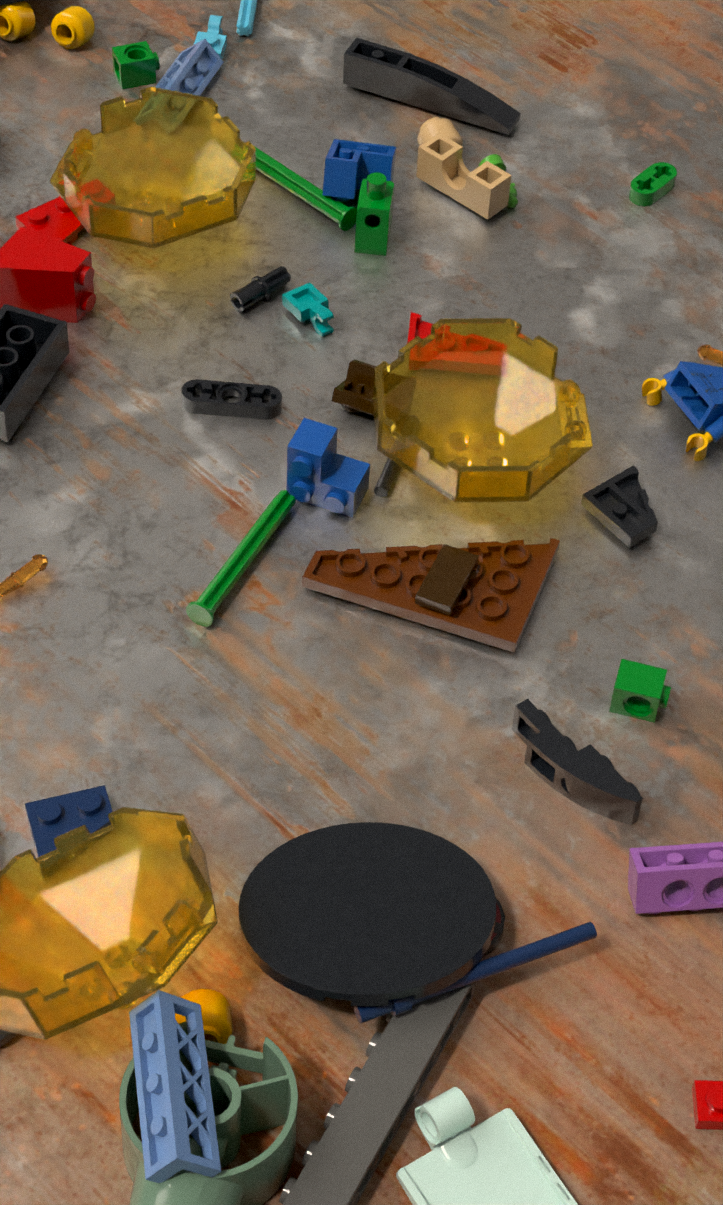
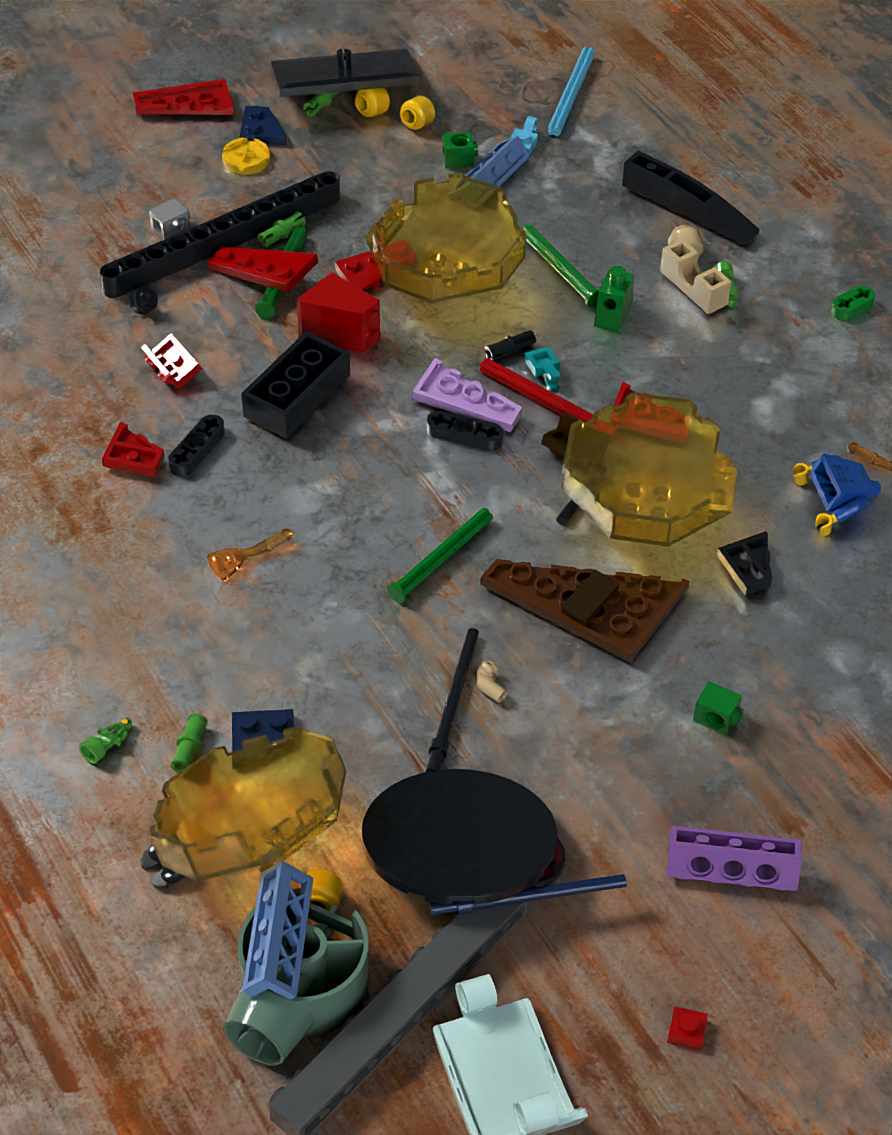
camera: 15 degrees right, 0 degrees up
(207, 356) = (455, 394): none -> lavender wing
(303, 338) = (533, 390): none -> red axle
(305, 798) = (439, 744): none -> black bar
(320, 474) = (515, 499): blue brick -> none
(343, 706) = (487, 681): none -> tan arm
(351, 163) = (608, 251): blue brick -> none
(578, 775) = (650, 762): black slope -> none

